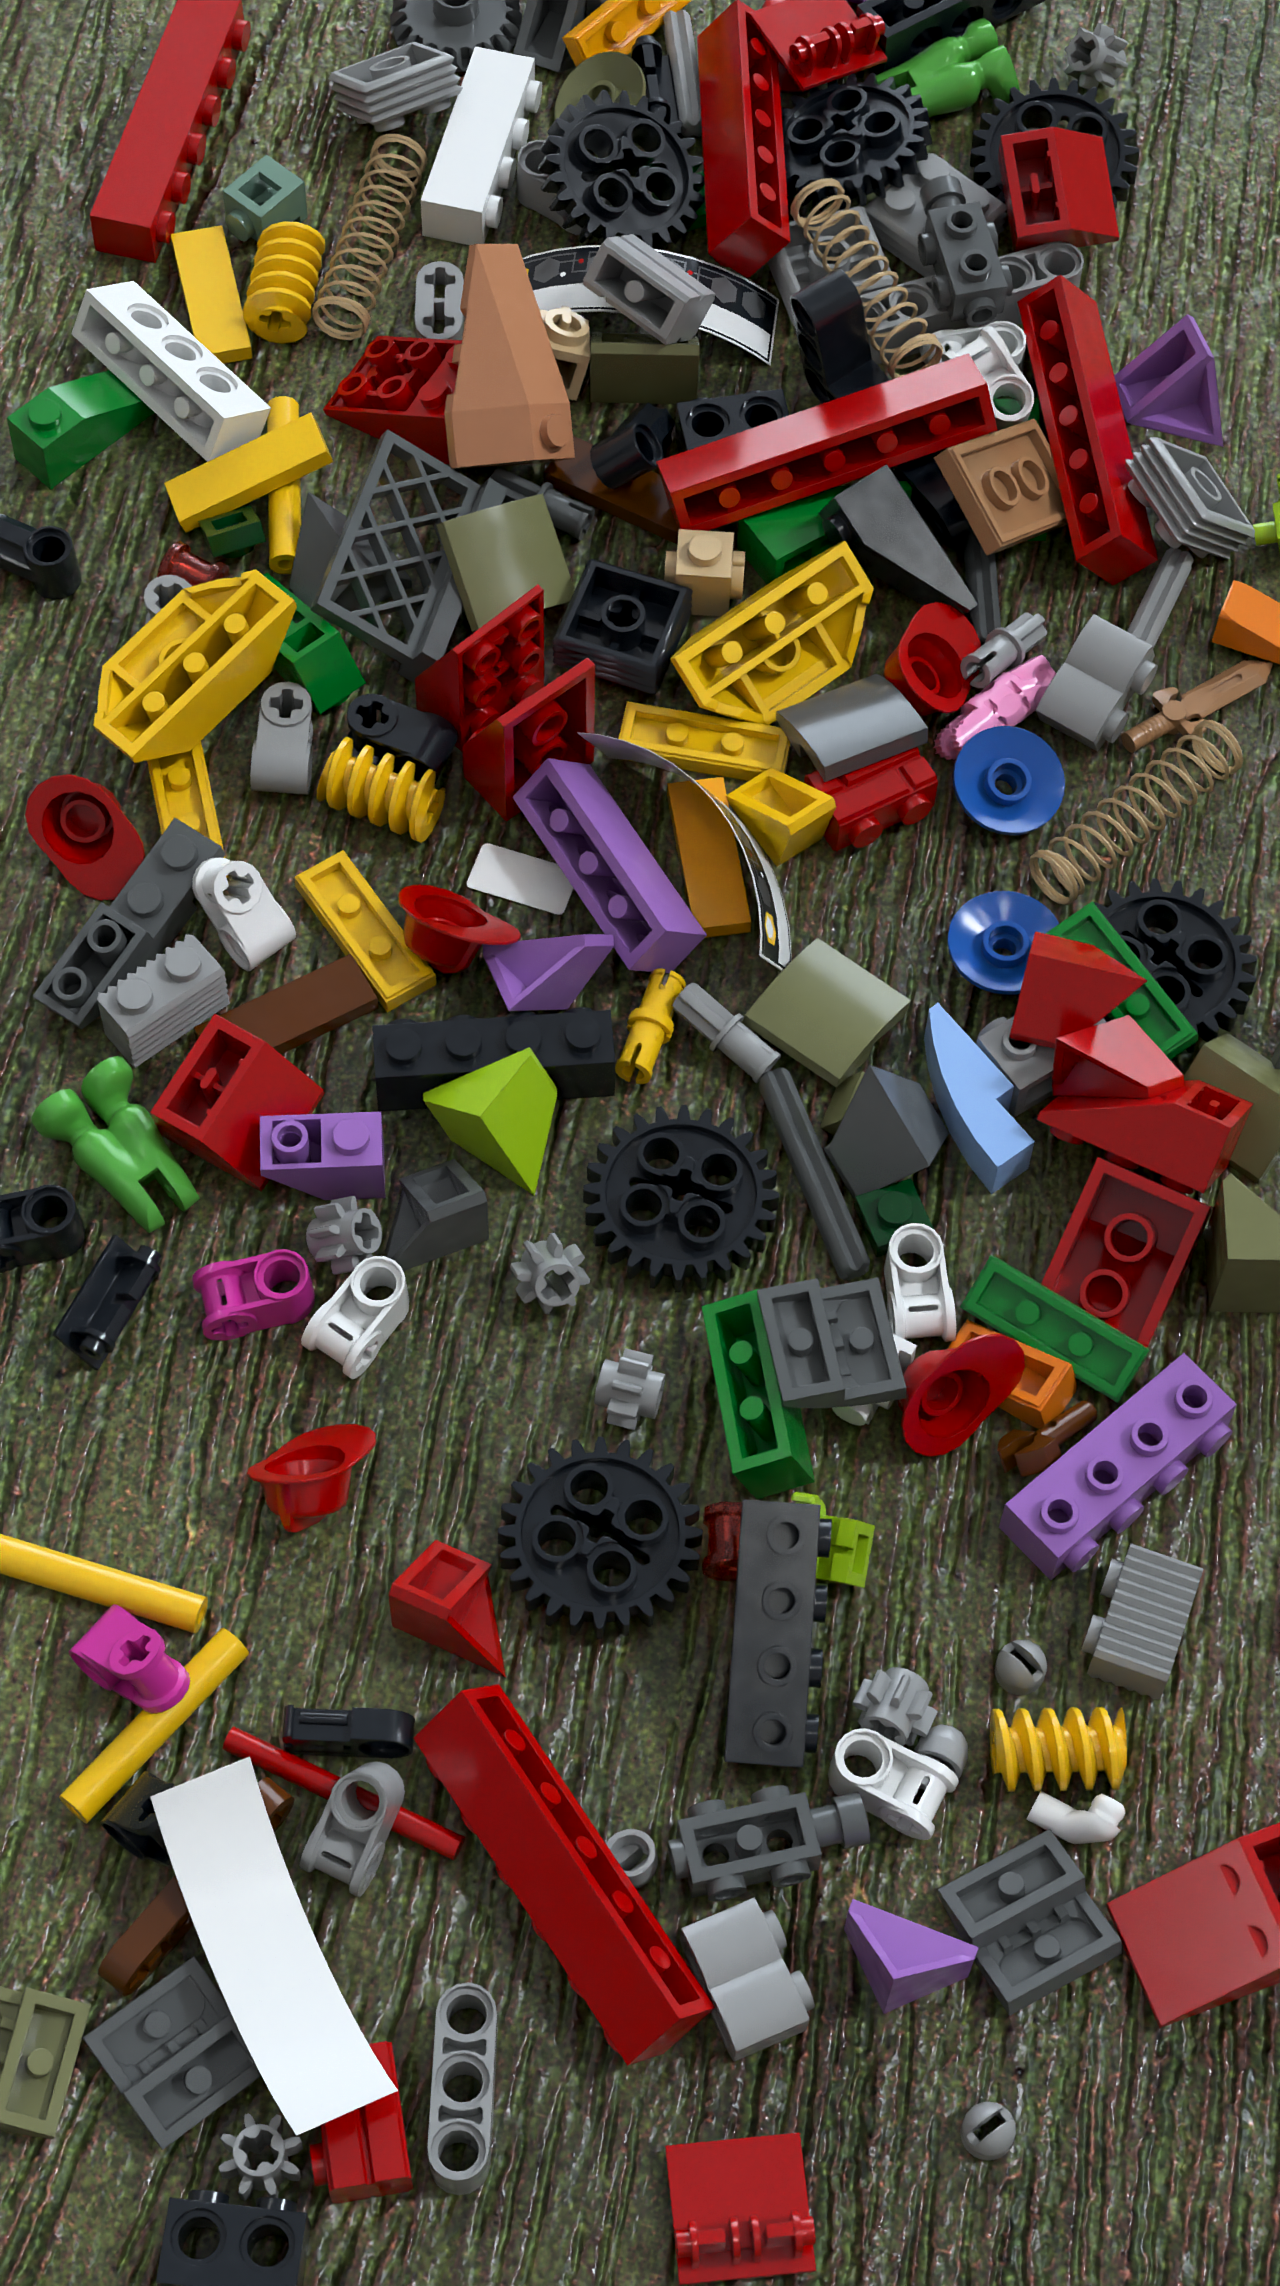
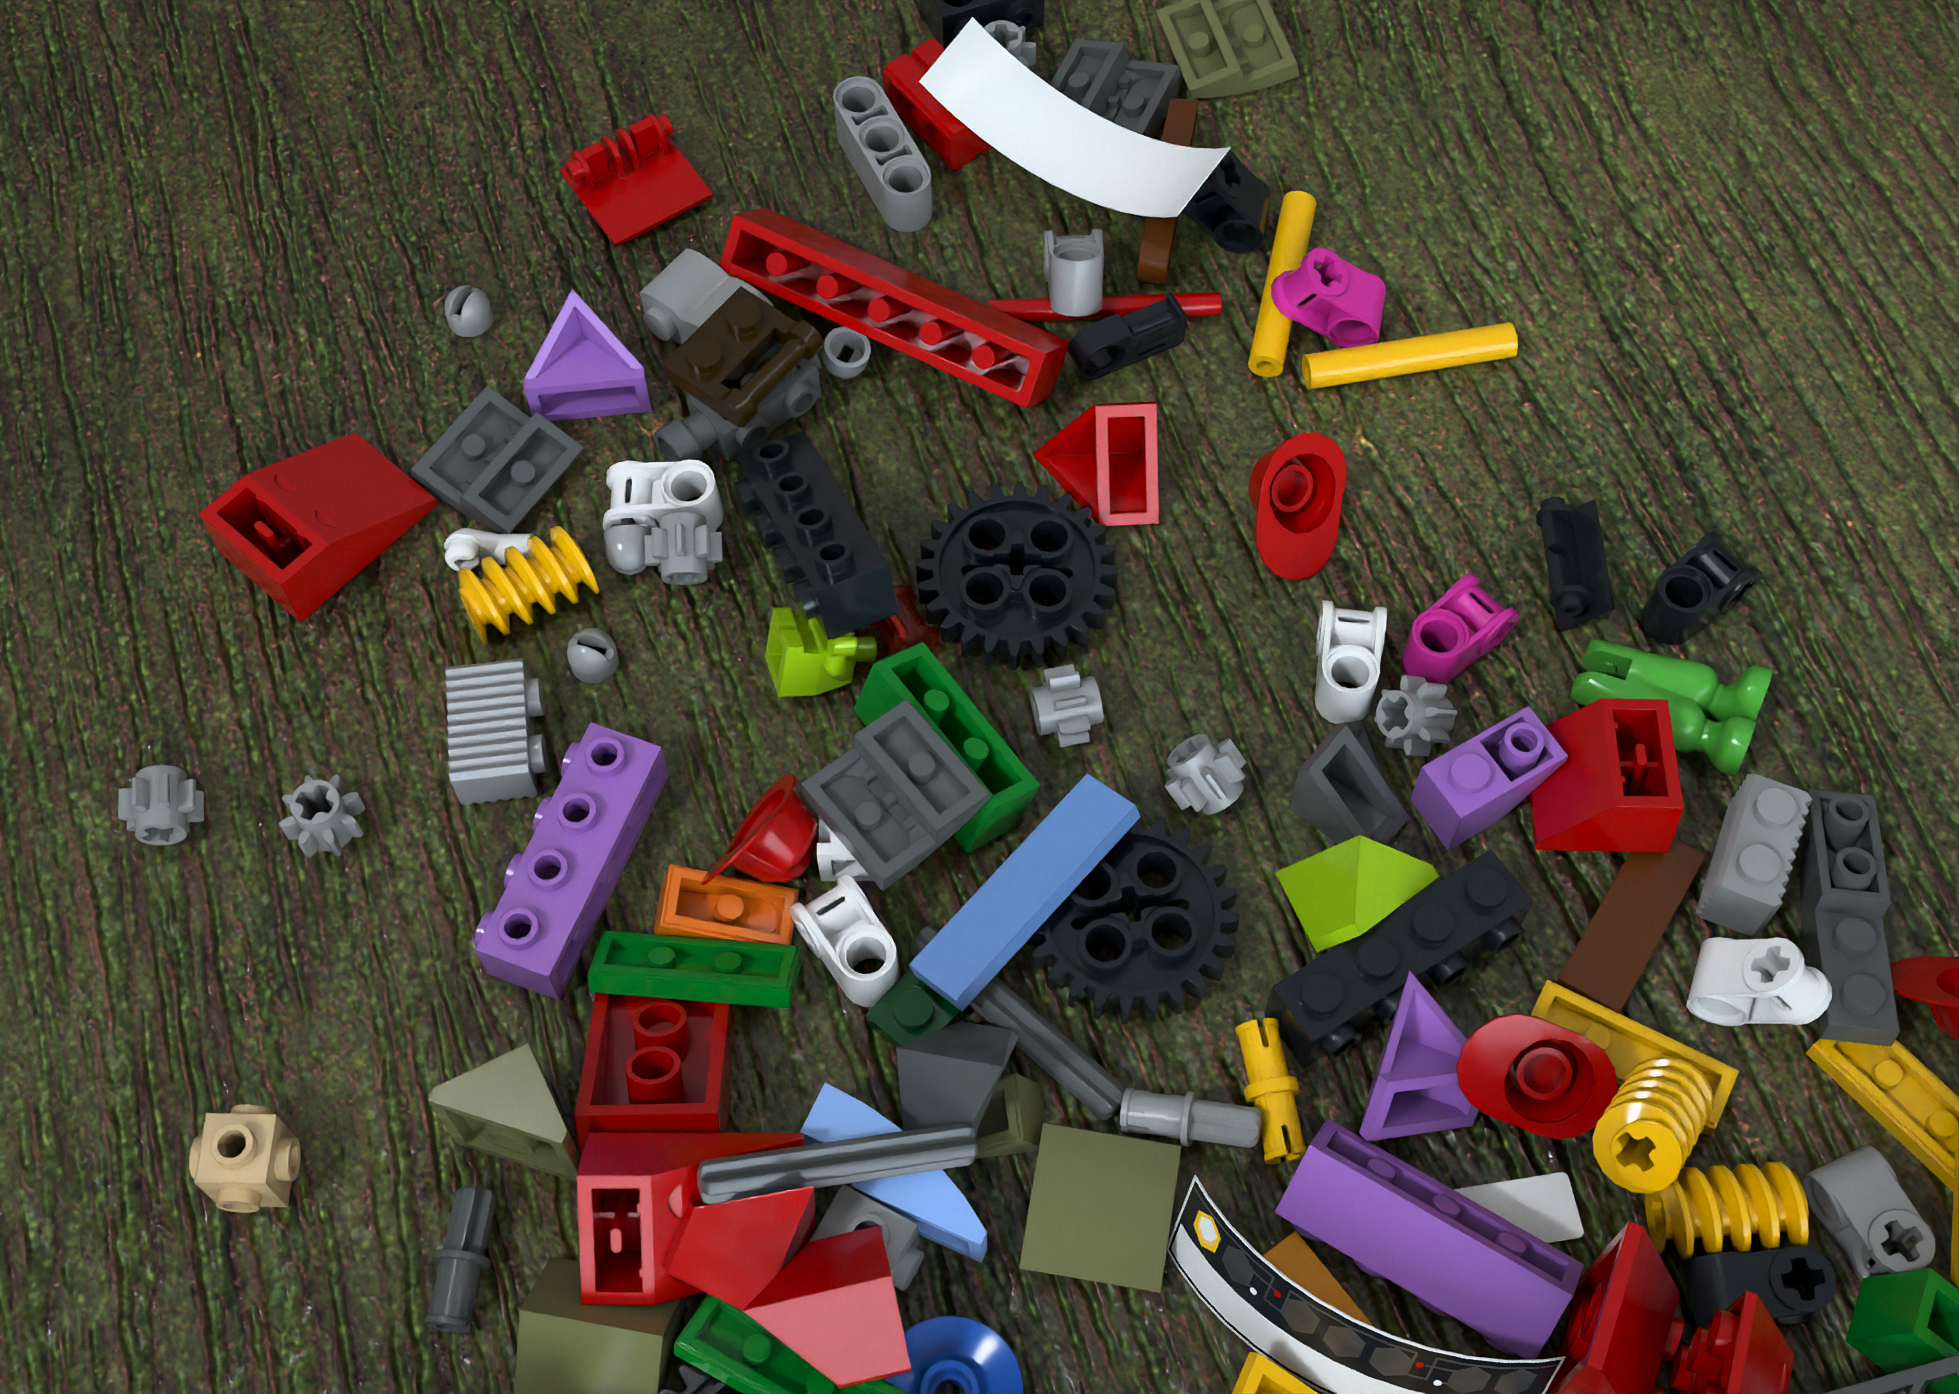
camera: 155 degrees right, 0 degrees up
(402, 845) = (1652, 1124): none -> yellow piece
(757, 1877) = (730, 345): none -> dark brown plate
(759, 1234) = (1024, 891): none -> medium blue tile
(1023, 1076) = (836, 1162): none -> dark grey axle
(1040, 1449) = (657, 852): reddish brown bar -> none

